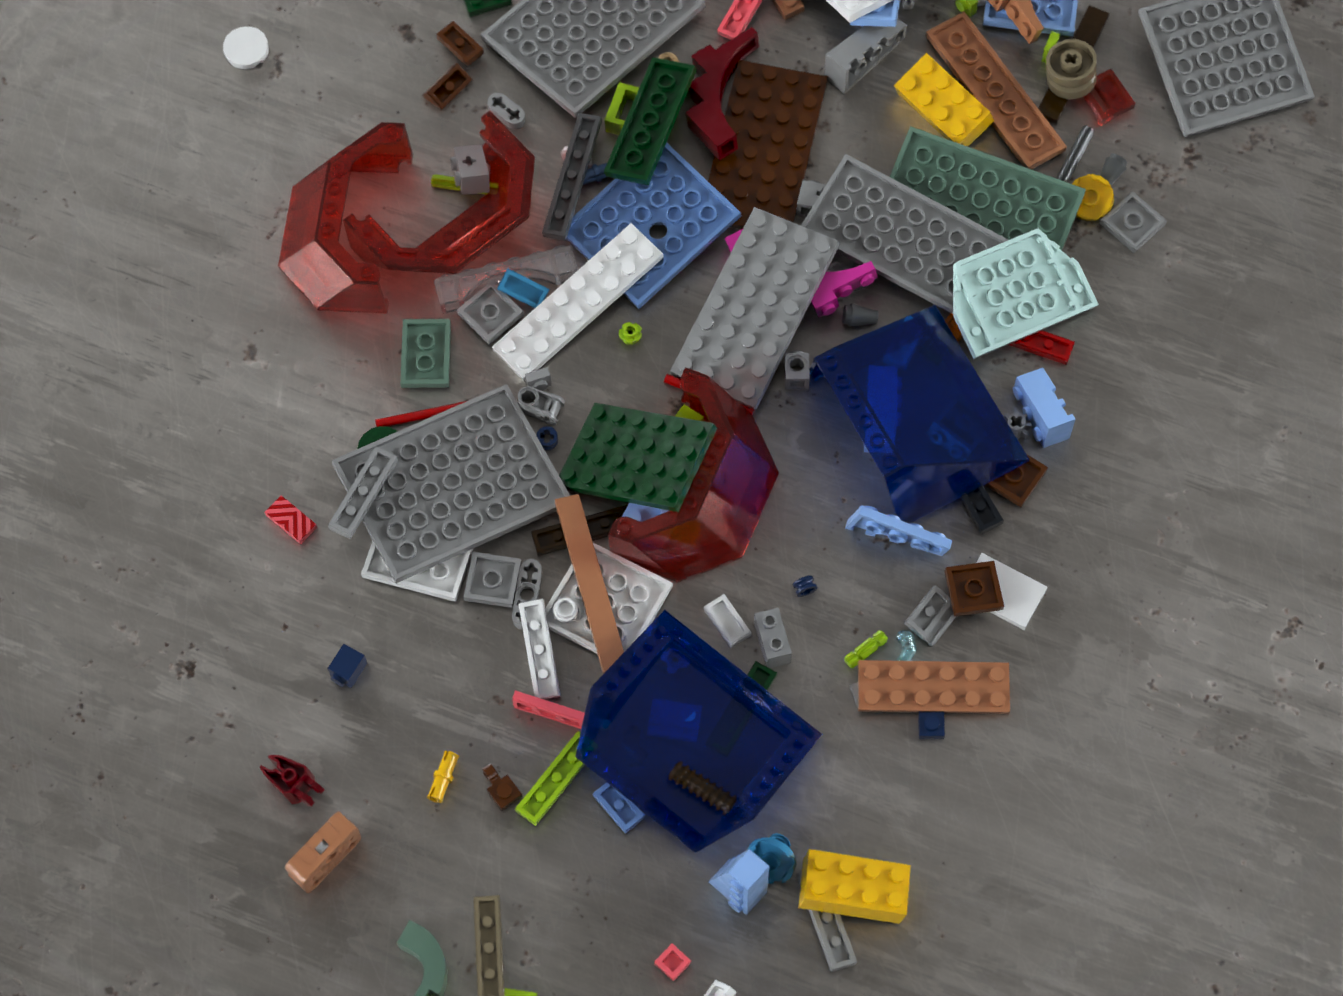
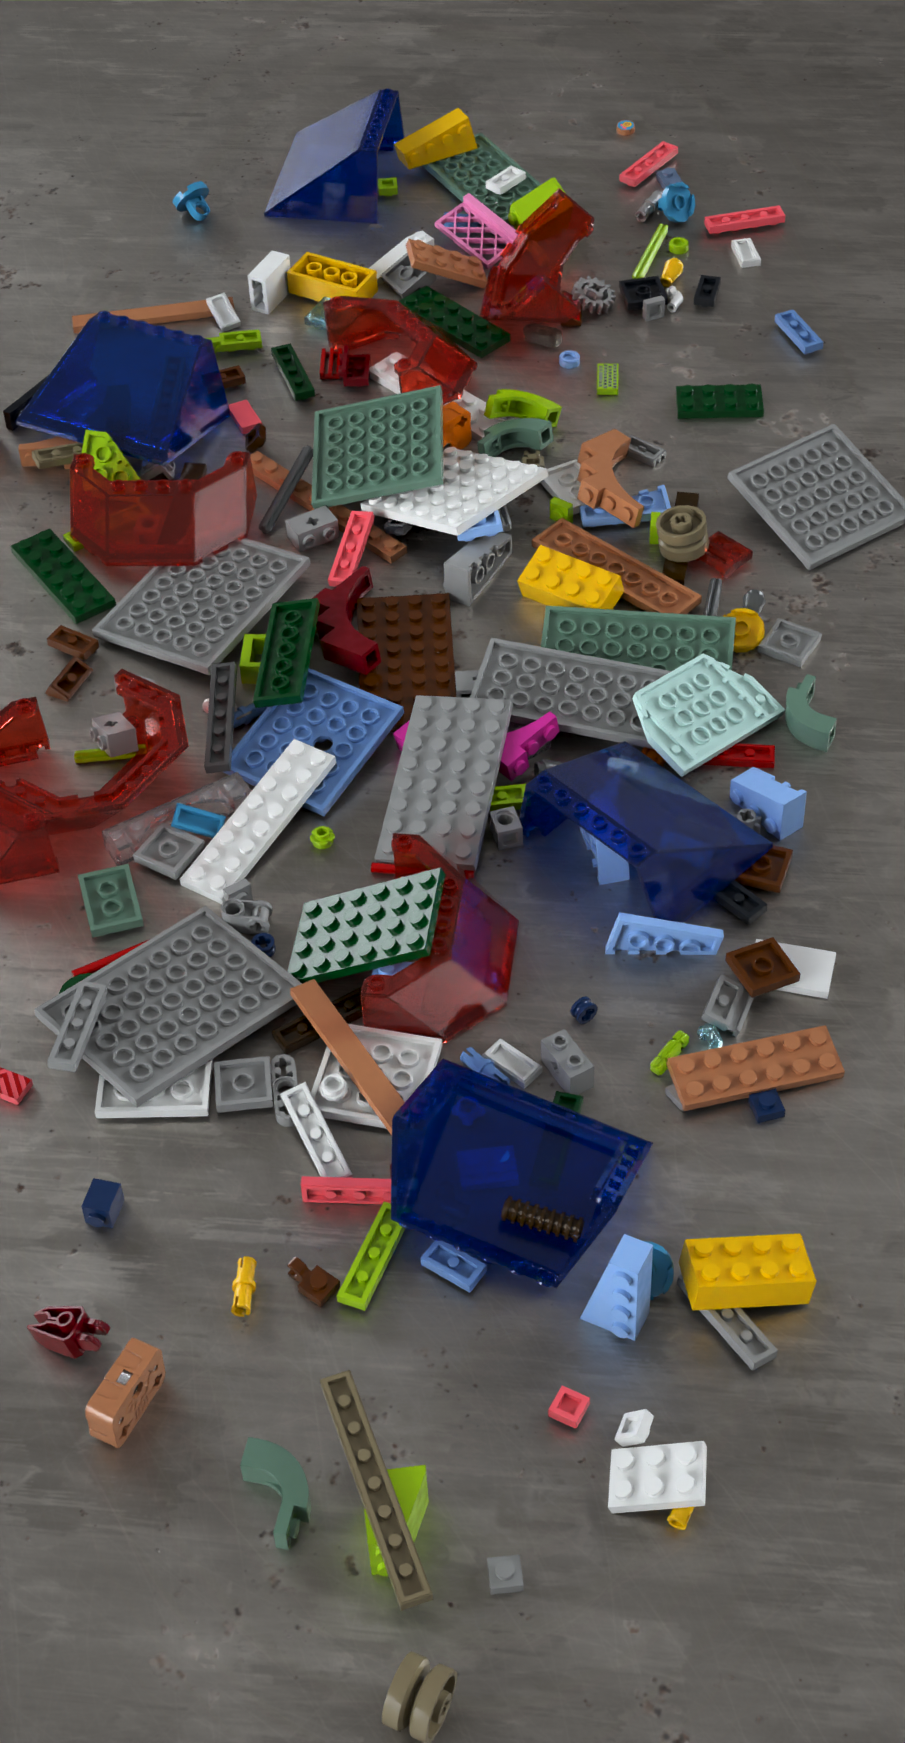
camera: 15 degrees left, 20 degrees down
(701, 621) = (482, 1065): none -> medium blue pin
(811, 336) = (508, 796): none -> lime plate
(1111, 326) = (805, 723): none -> sand green arch

